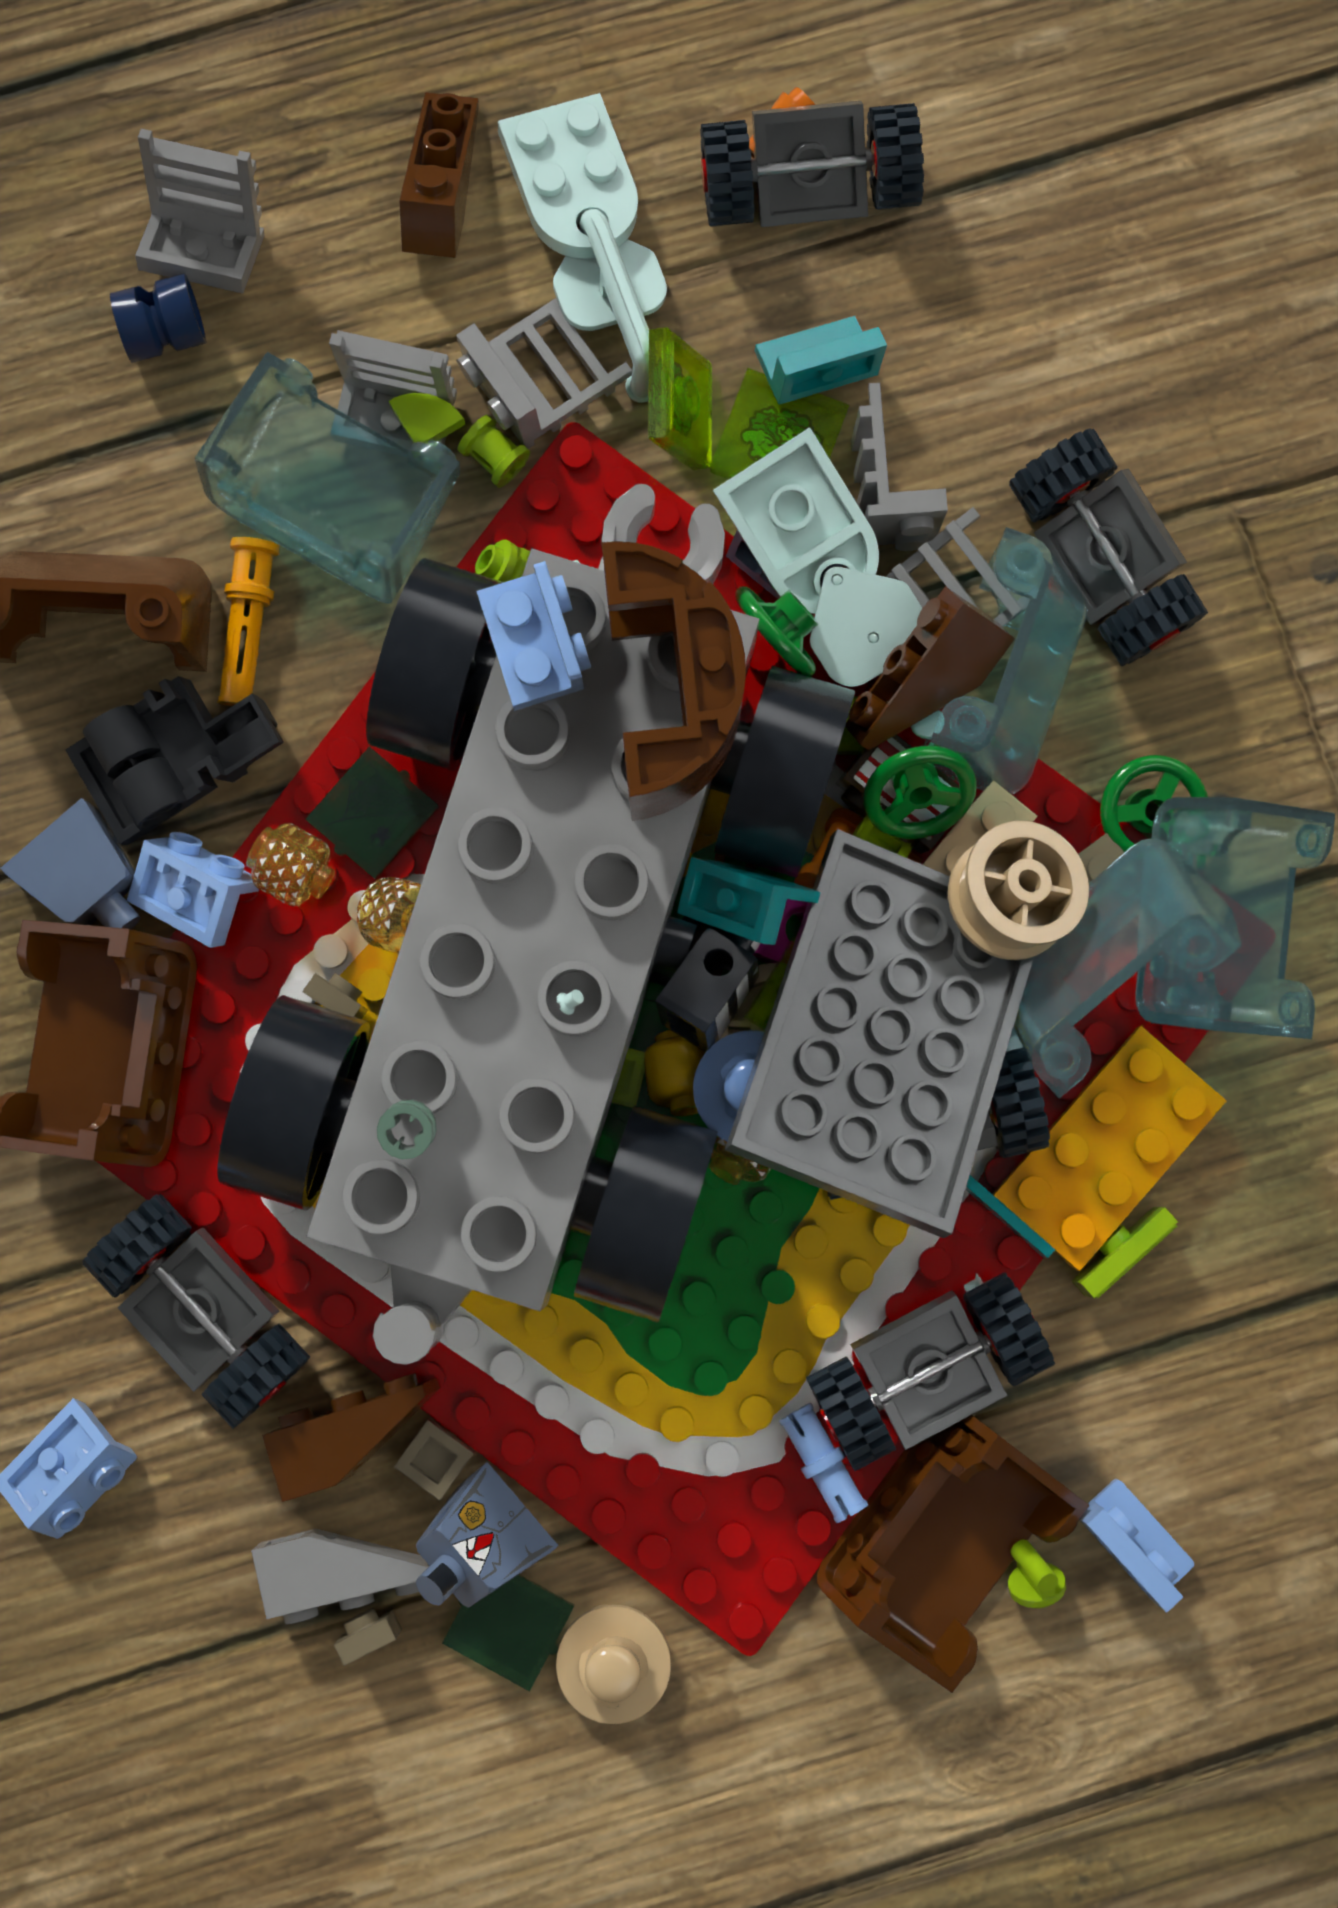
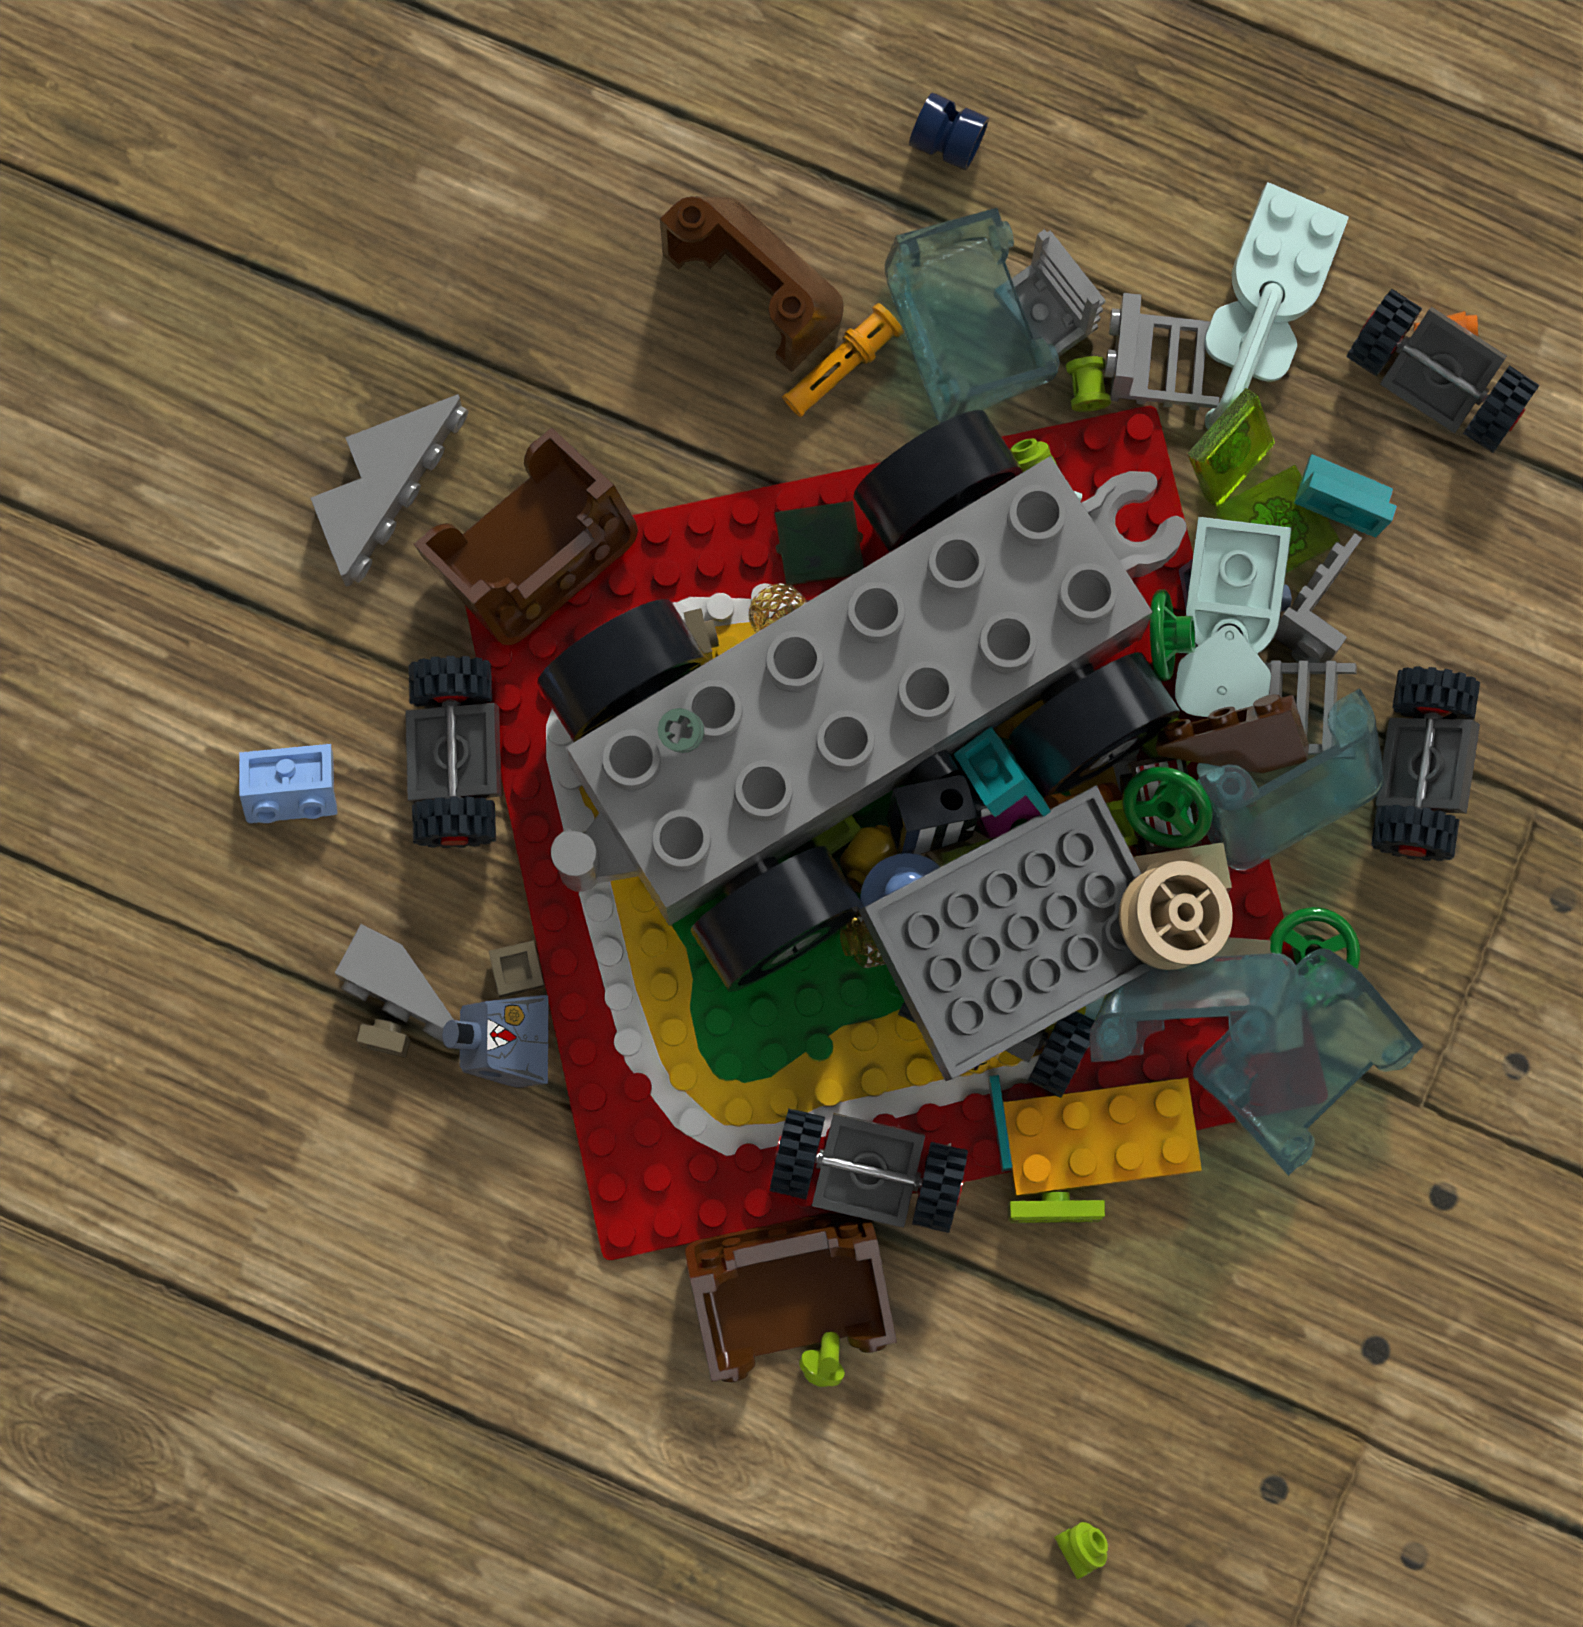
camera: 40 degrees right, 5 degrees down
(77, 870) = (609, 425): sand blue torso -> none
(161, 754) = (722, 397): black plate -> none
(189, 886) = (668, 493): light blue bracket -> none
(200, 214) = (1028, 90): light grey plate -> none
(290, 864) = (742, 531): clear yellow head -> none
(328, 1448) = (468, 907): reddish brown slope -> none
(426, 416) = (1063, 328): lime tile -> none
(438, 175) = (1201, 185): reddish brown slope -> none
(511, 1630) = (472, 1113): clear green piece -> none
(532, 637) = (1002, 507): light blue bracket -> none
(569, 1001) = (841, 738): light aqua piece -> none
(613, 1664) = (517, 1189): tan plate -> none
(660, 596) = (1024, 648): reddish brown cylinder -> none
(823, 1463) = (754, 1174): light blue pin -> none
(1138, 1543) = (907, 1395): light blue bracket -> none

